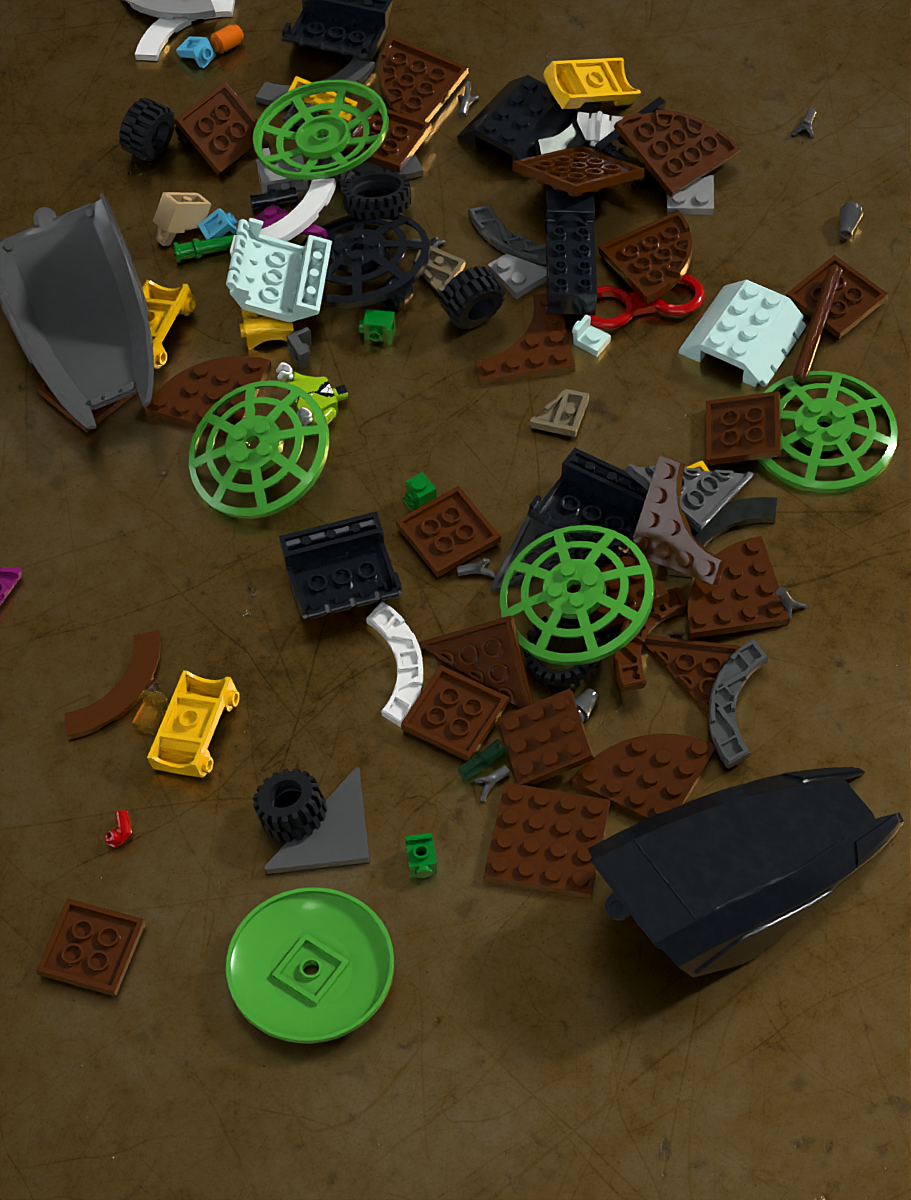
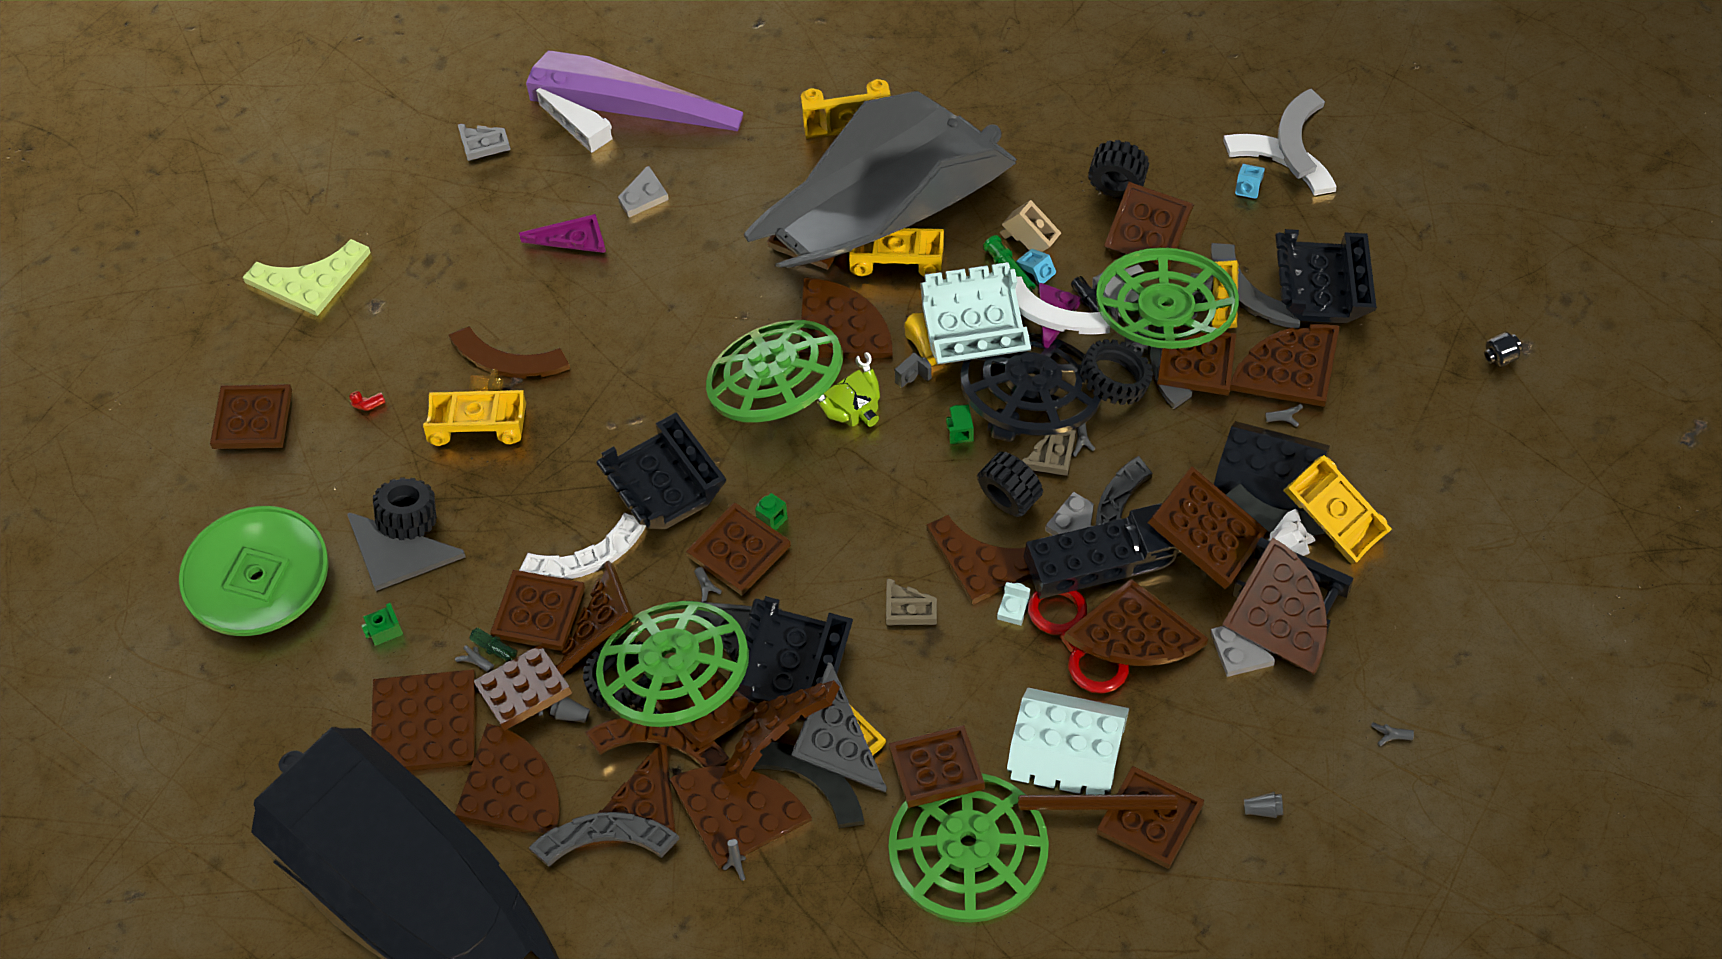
camera: 75 degrees right, 0 degrees up
(226, 38) = (1275, 197): orange brick -> none

